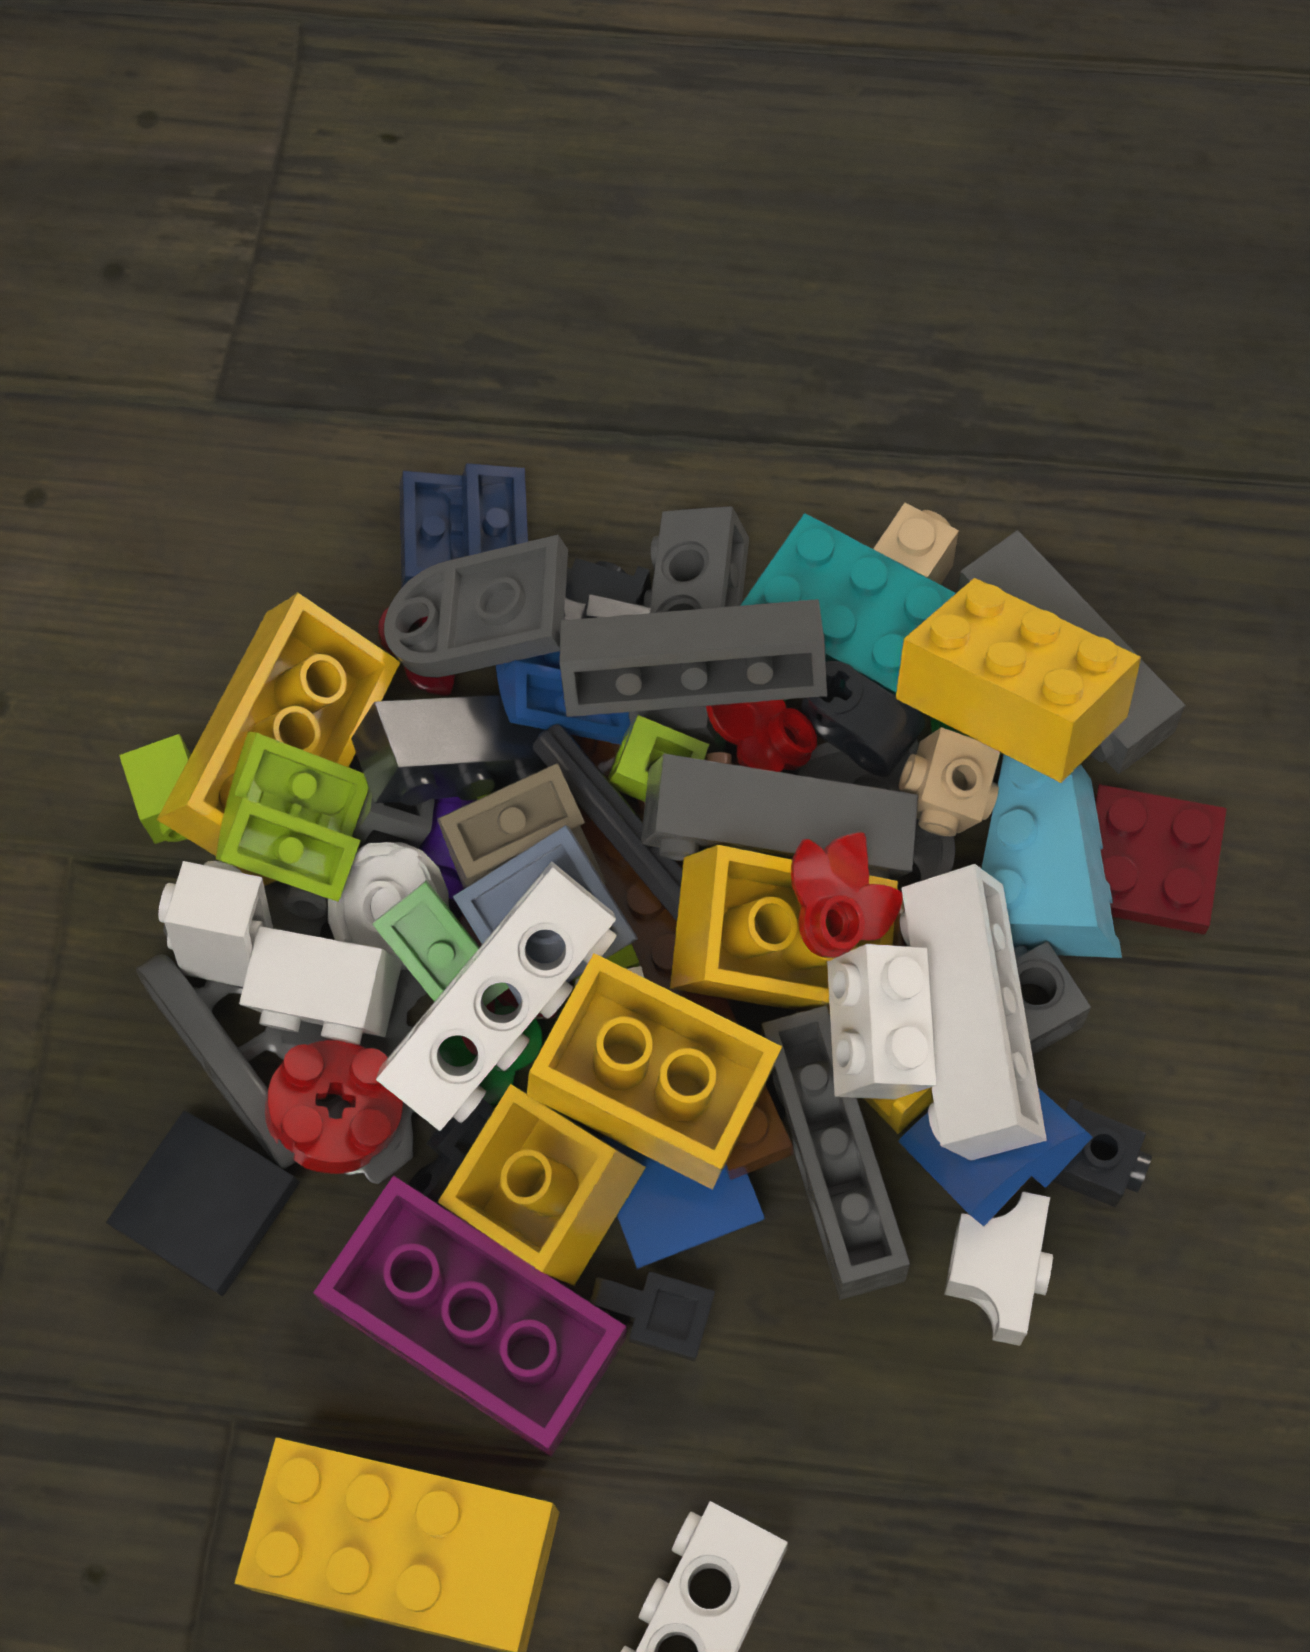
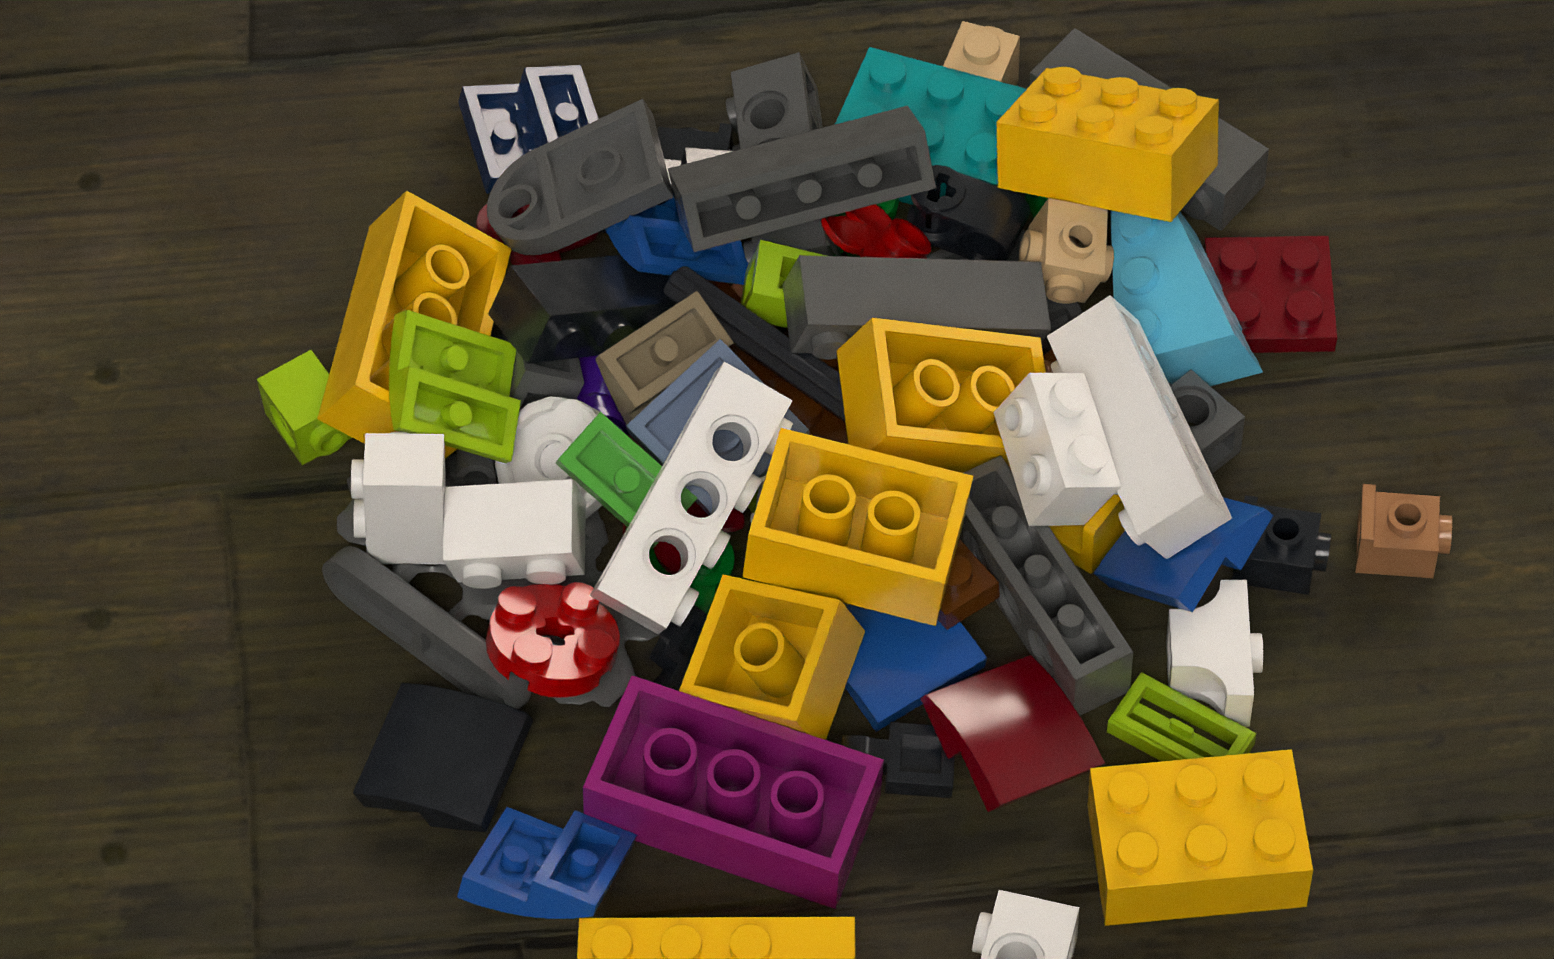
camera: 15 degrees left, 10 degrees down
(266, 1359) = (546, 869): none -> blue slope
(770, 1311) = (1012, 731): none -> dark red slope
(838, 886) = (989, 353): red plate -> none
(935, 1478) = (1199, 837): none -> yellow brick
(962, 1393) = (1171, 738): none -> lime tile
(1206, 1179) = (1400, 533): none -> medium nougat brick

